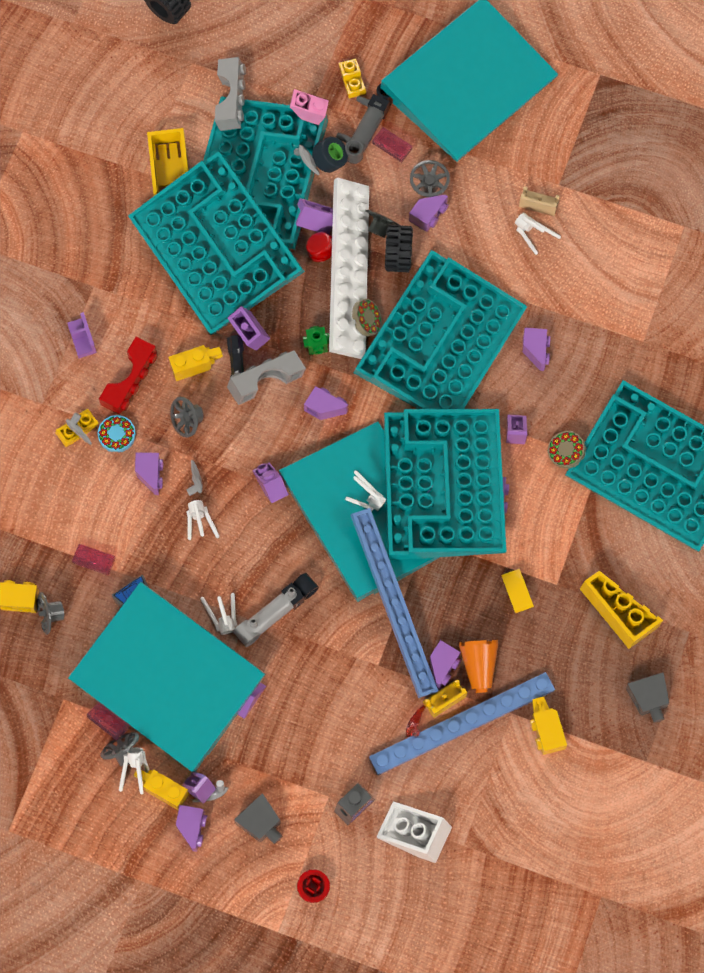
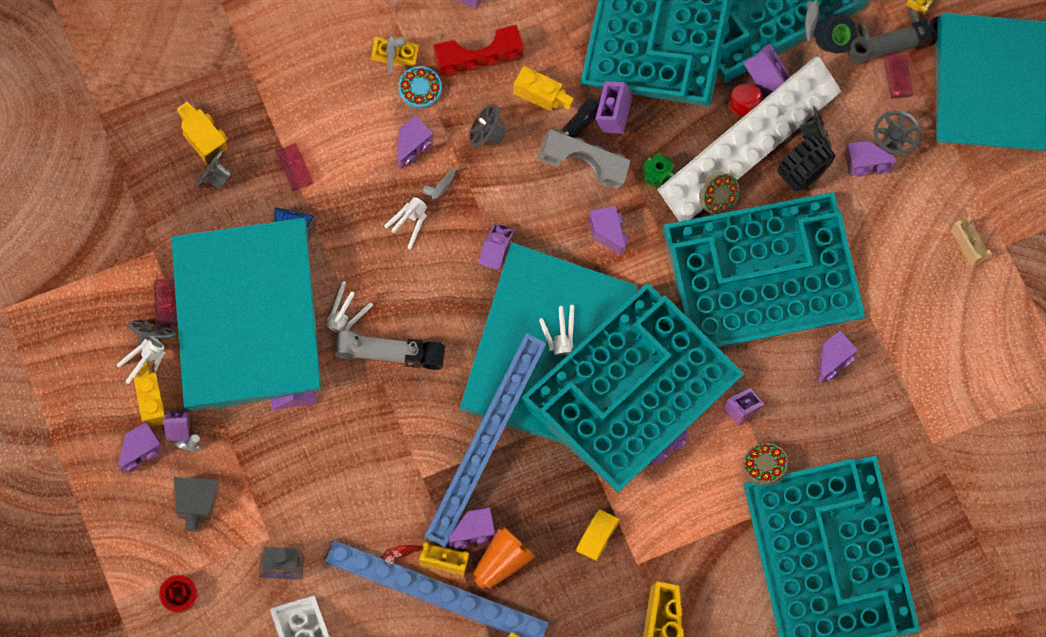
camera: 40 degrees right, 0 degrees up
(526, 223) = (940, 250): white plant -> none

